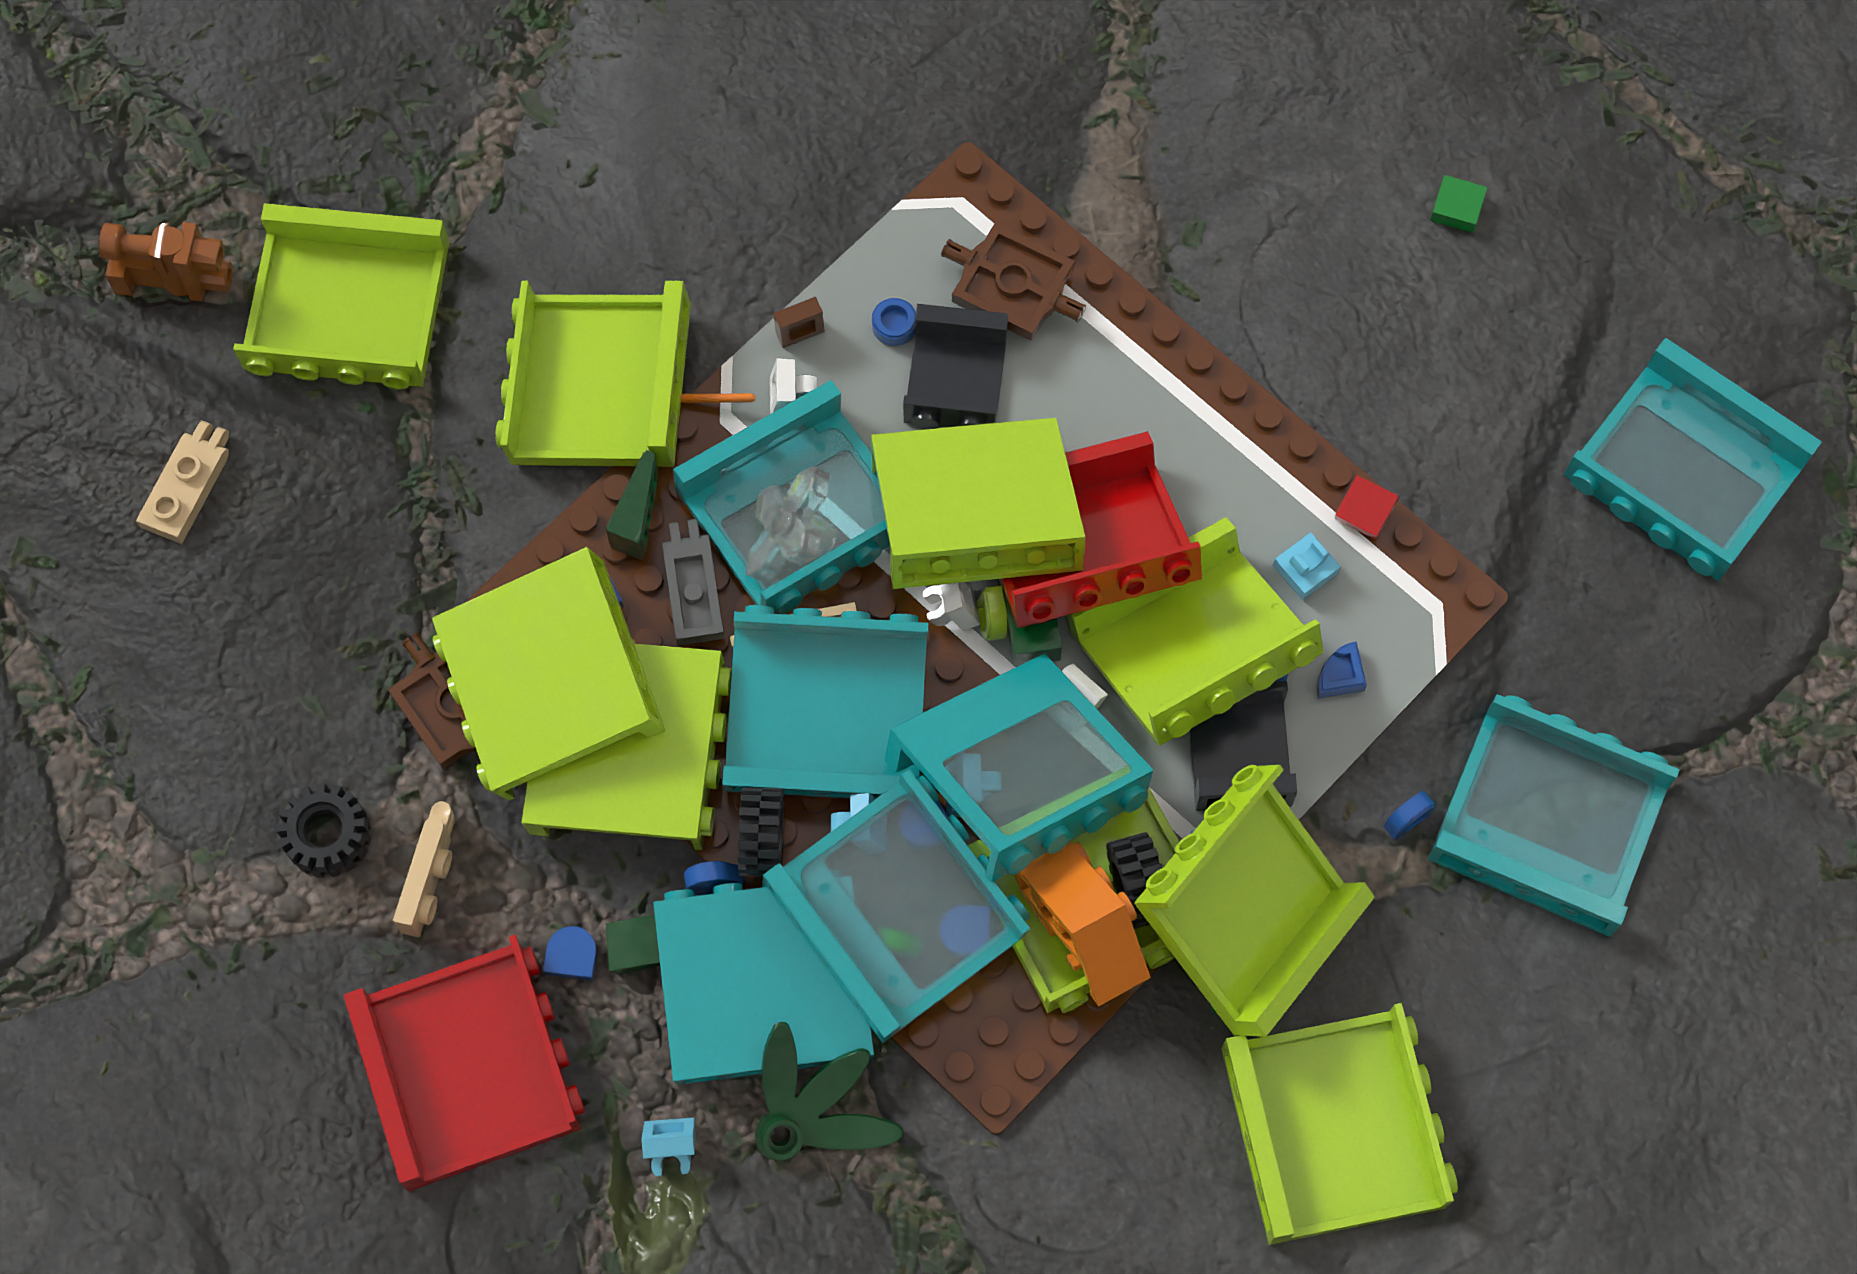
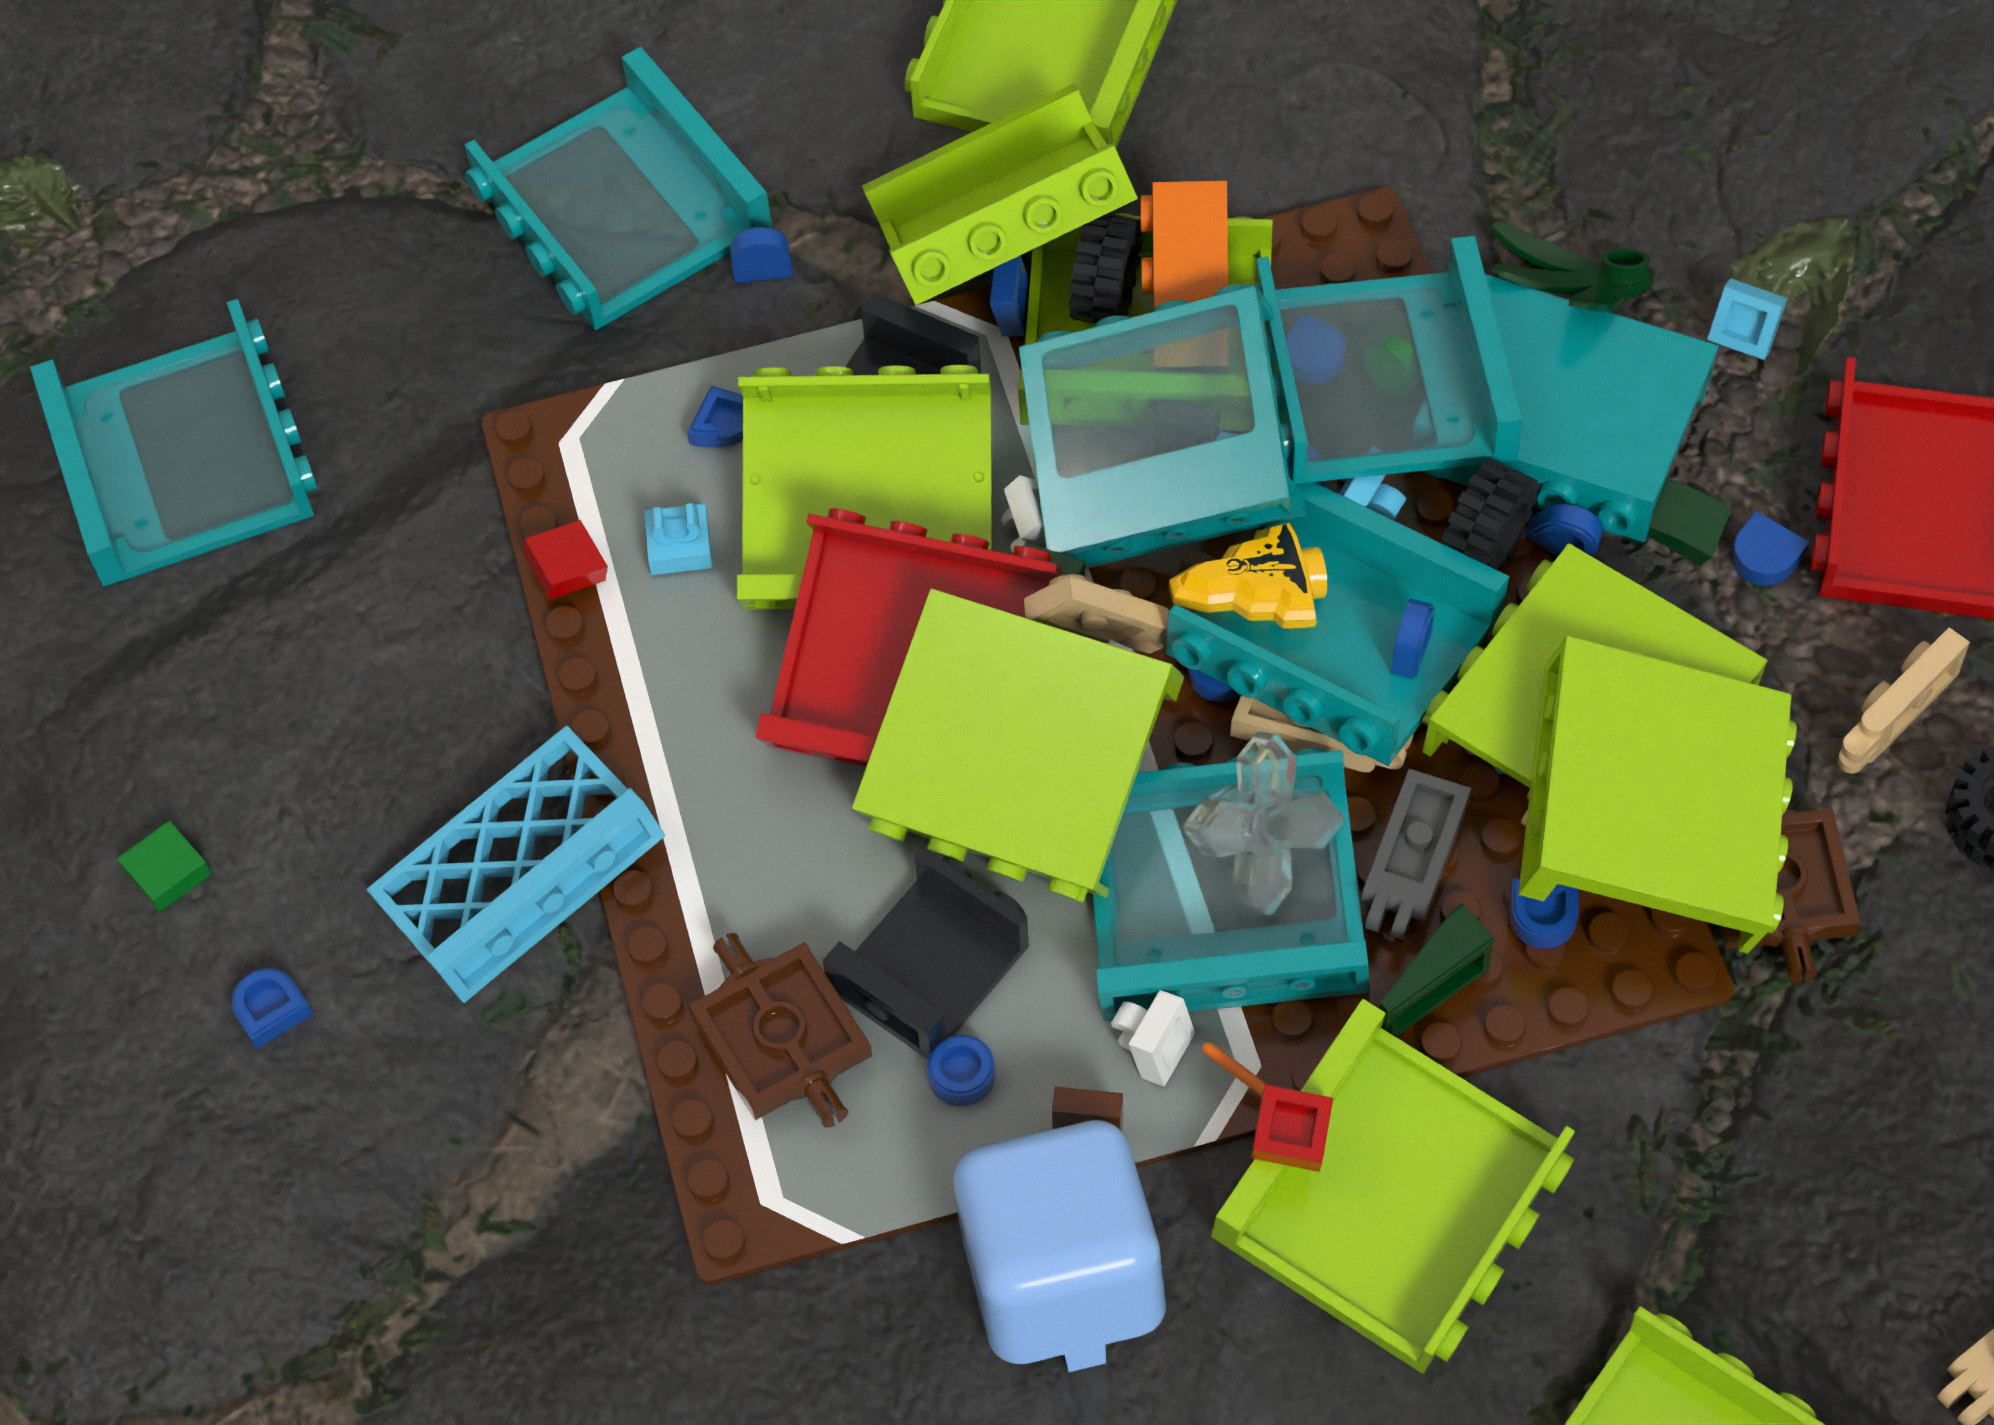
camera: 145 degrees left, 10 degrees down
(663, 343) = (1292, 1128): none -> red tile
(765, 713) = (1412, 638): none -> blue tile
(768, 233) = (1060, 1244): none -> light blue piece
(889, 696) = (1258, 580): none -> yellow rock
(973, 609) = (1099, 613): none -> tan hinge
(1209, 297) = (541, 890): none -> medium azure fence
(1329, 160) = (268, 1005): none -> blue tile

